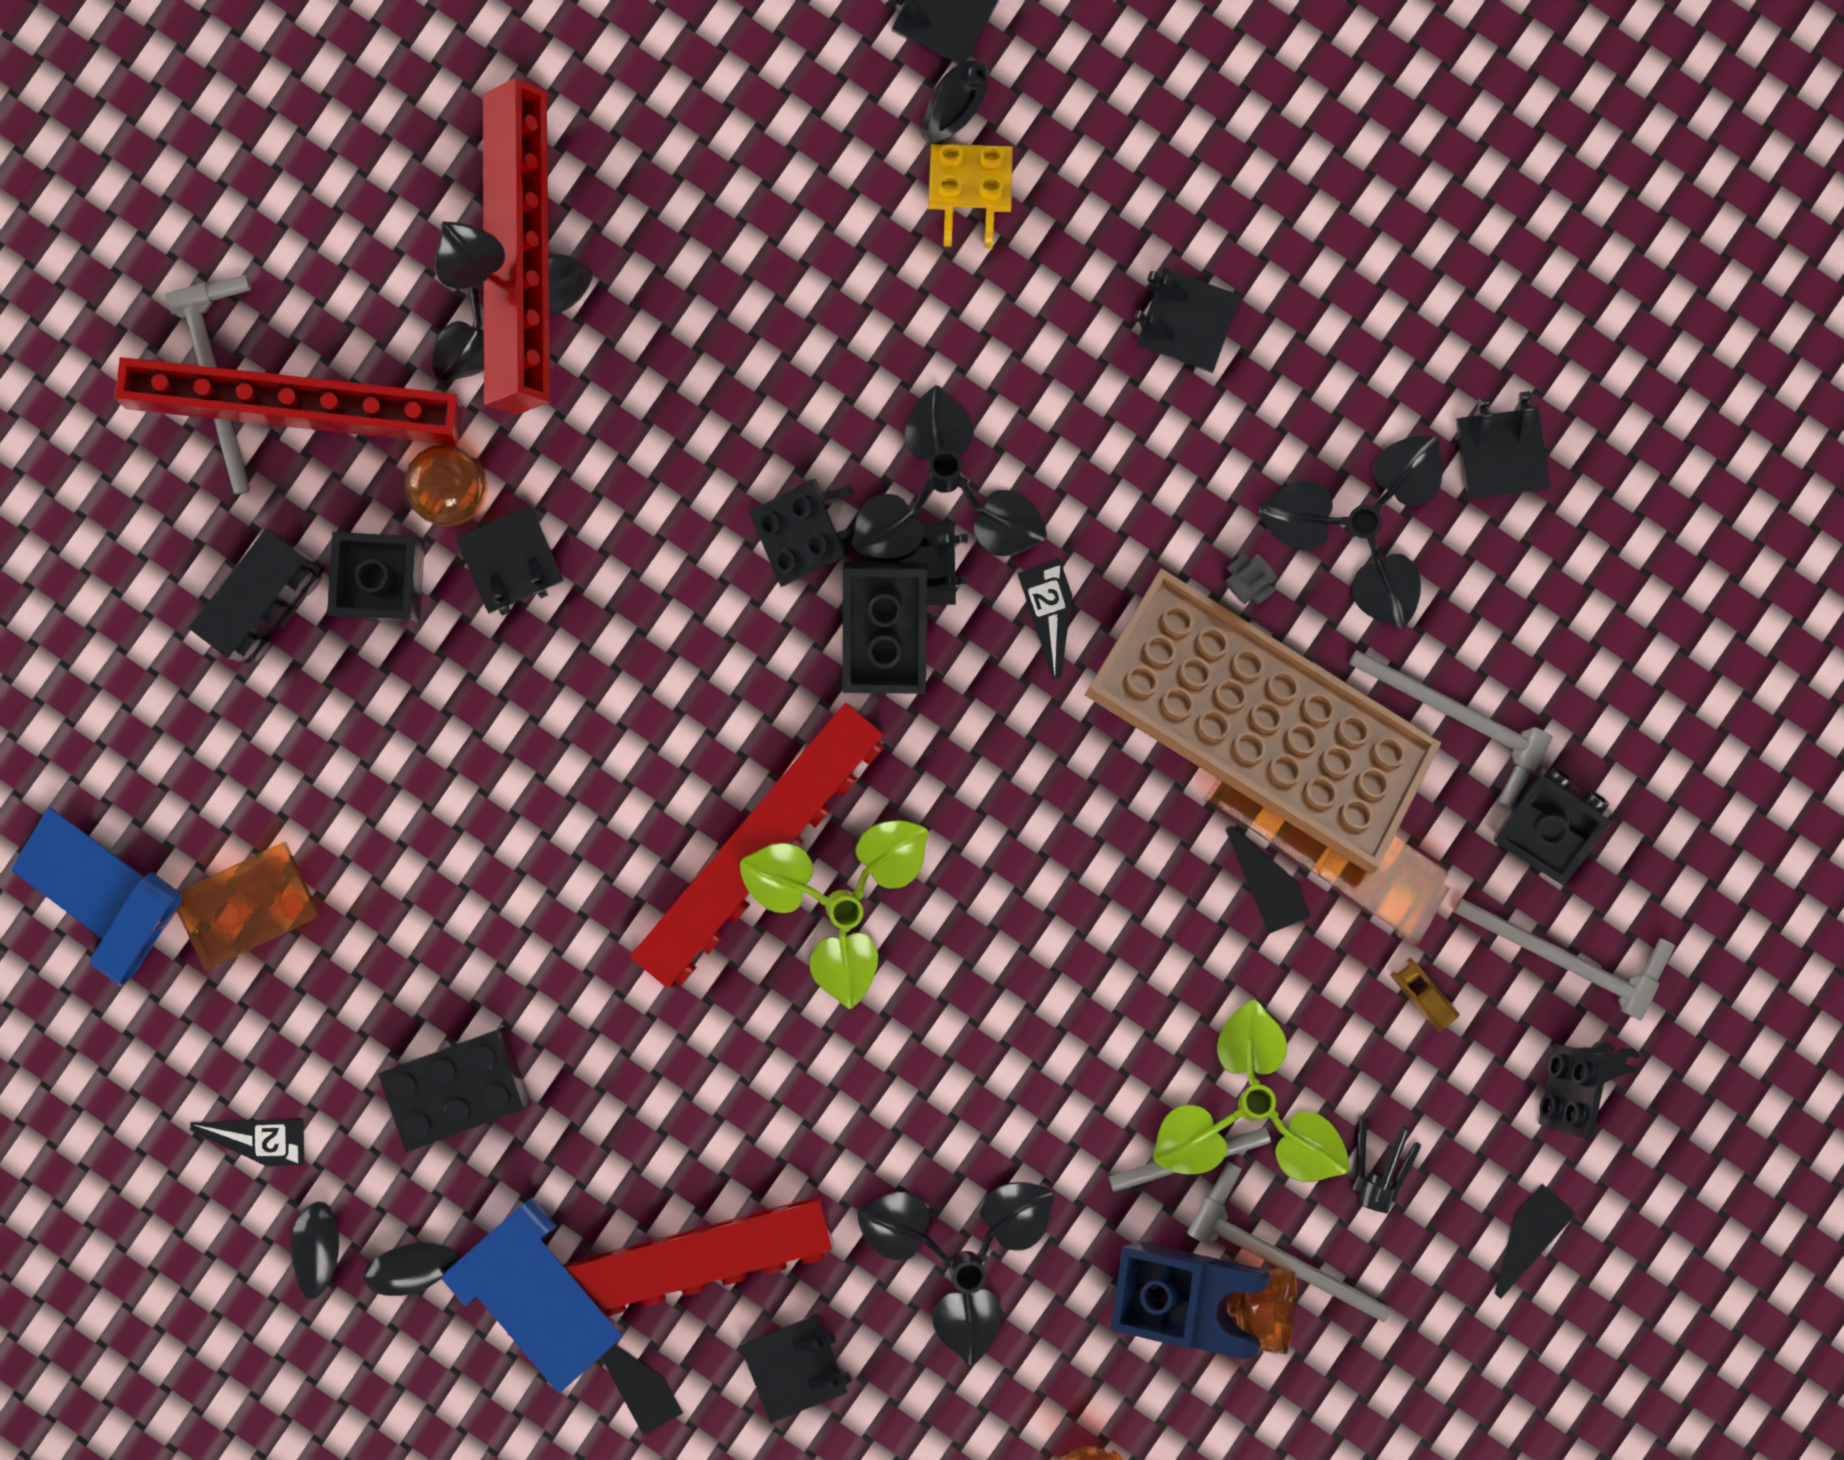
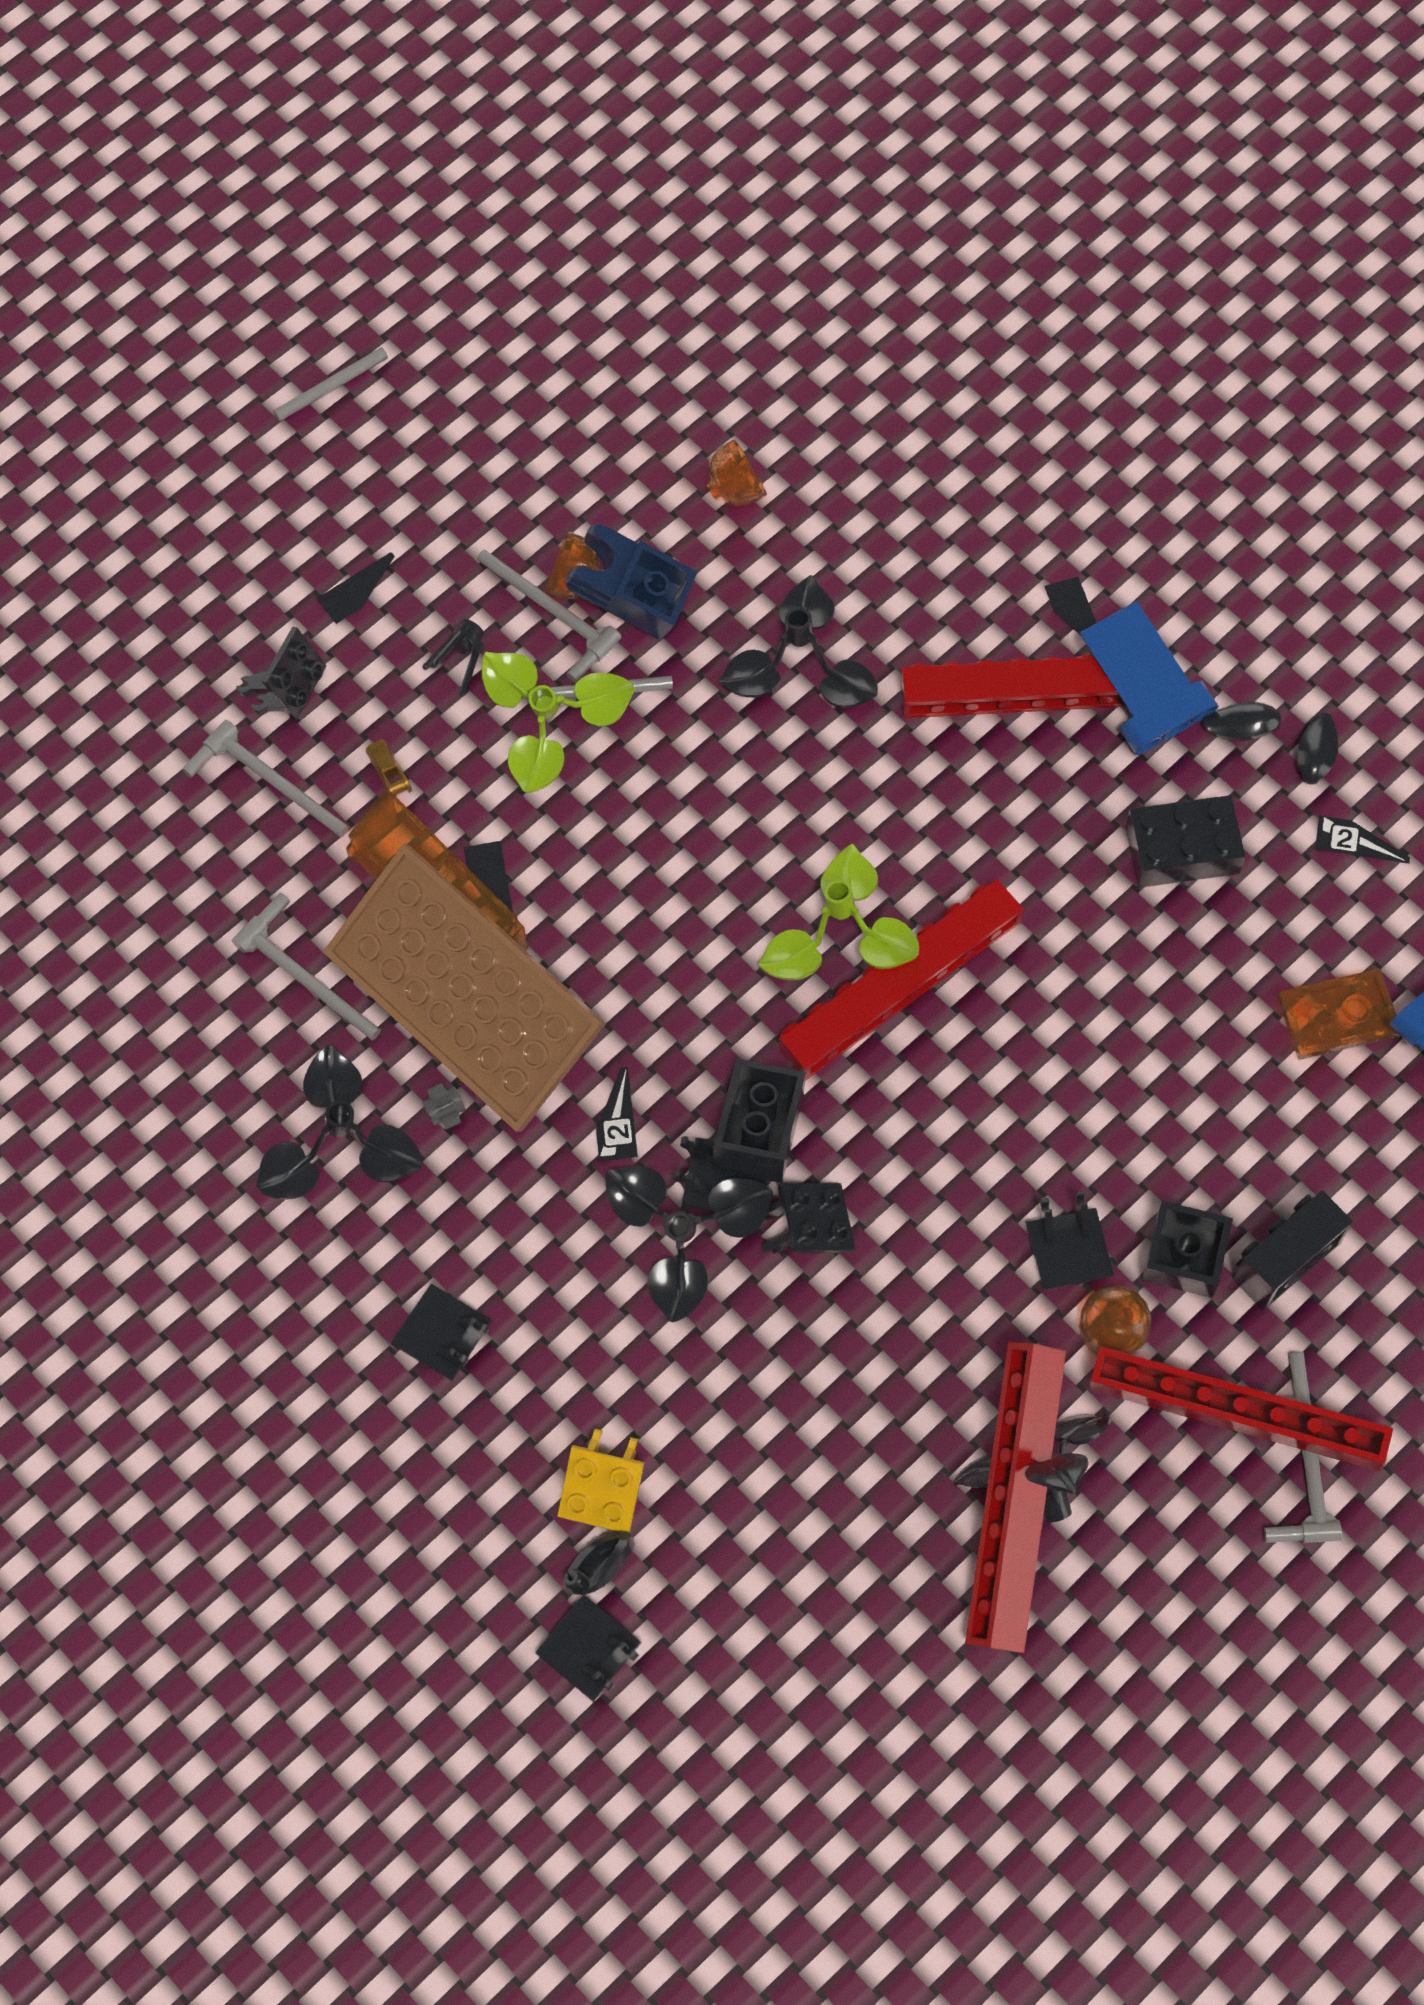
camera: 165 degrees left, 20 degrees down
(795, 1368) = (948, 598): black plate -> none
(1502, 450) = (205, 1169): black plate -> none
(1554, 824) = (249, 872): black plate -> none

